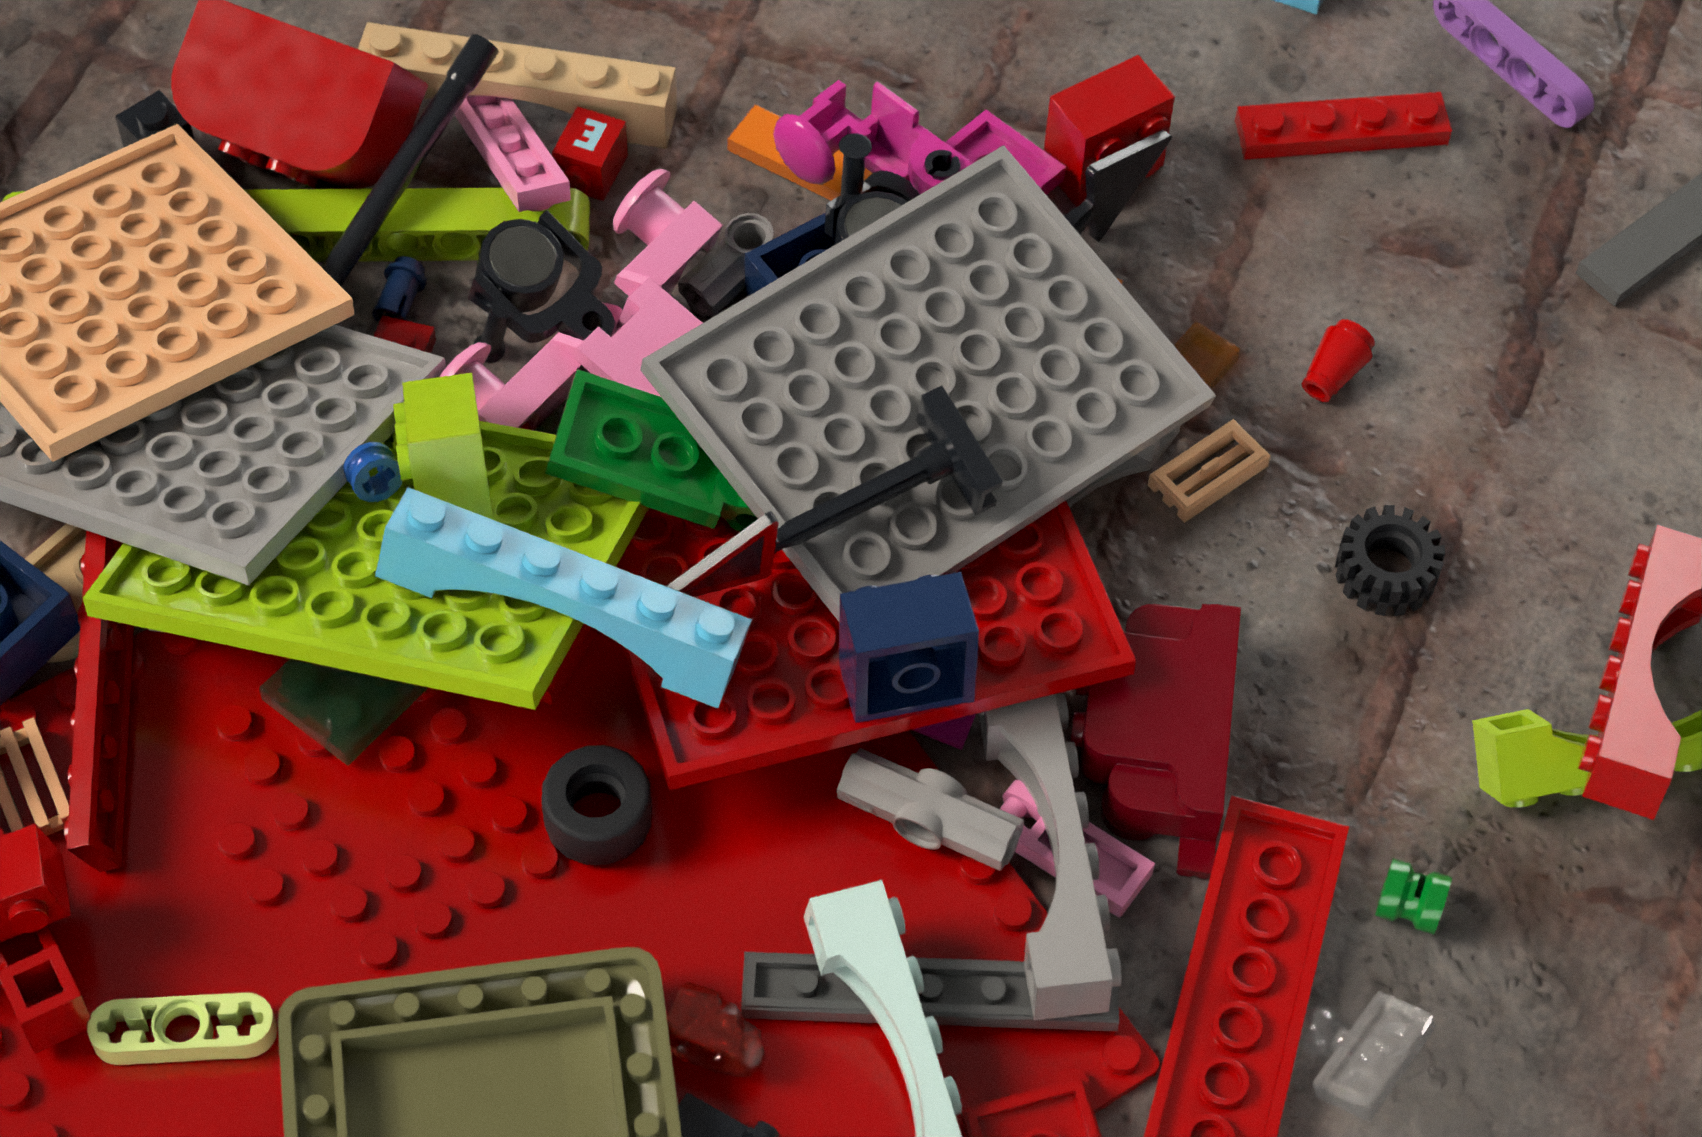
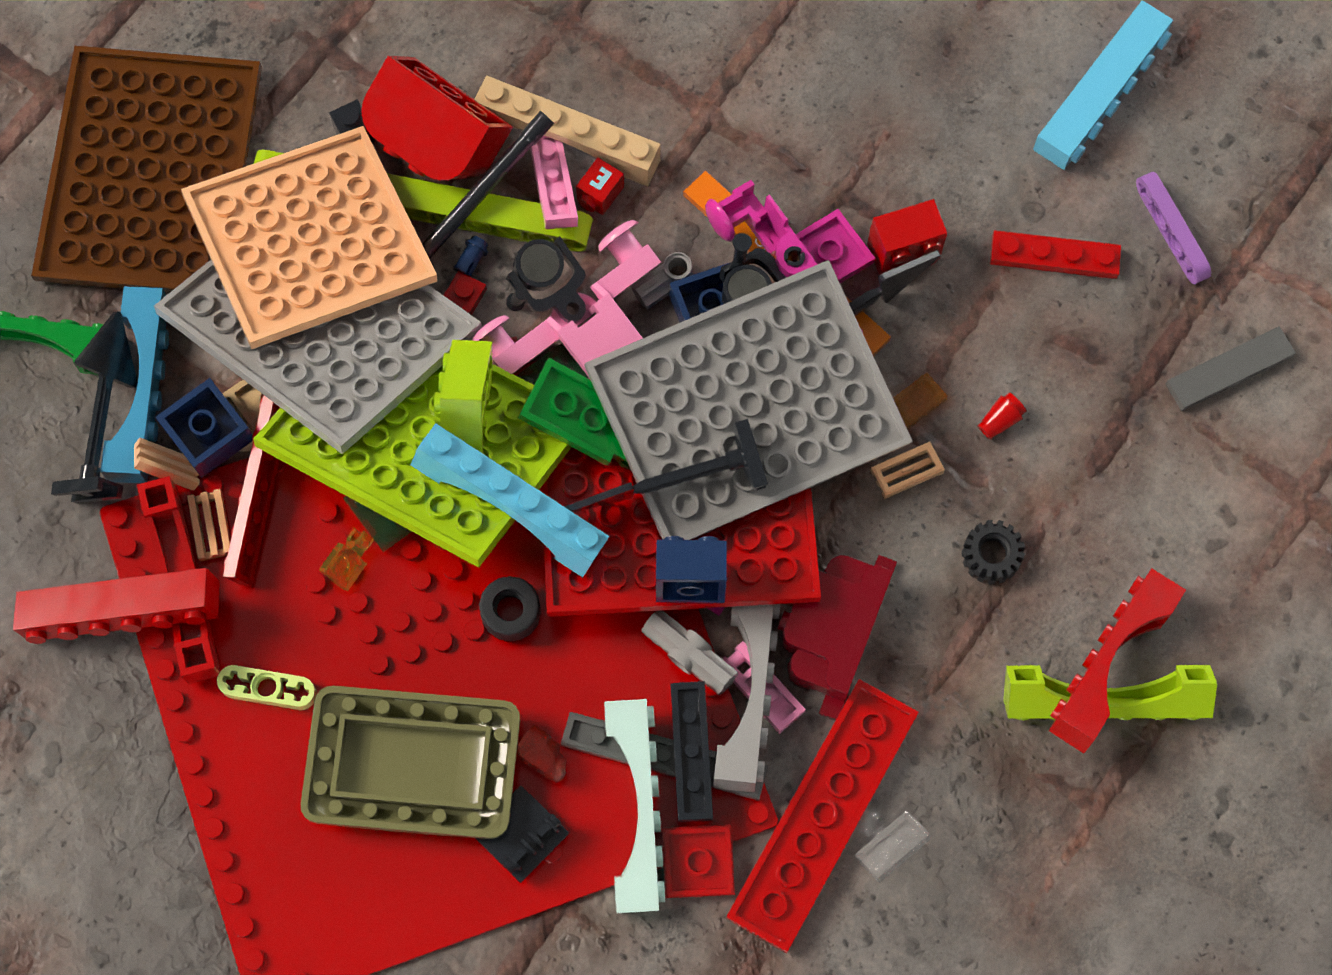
camera: 15 degrees right, 15 degrees up
(283, 785) = (345, 562): none -> plate
(364, 459) = (423, 393): blue bush -> none
(981, 965) = (691, 752): none -> black plate
(1400, 894) = (936, 754): green wheel -> none

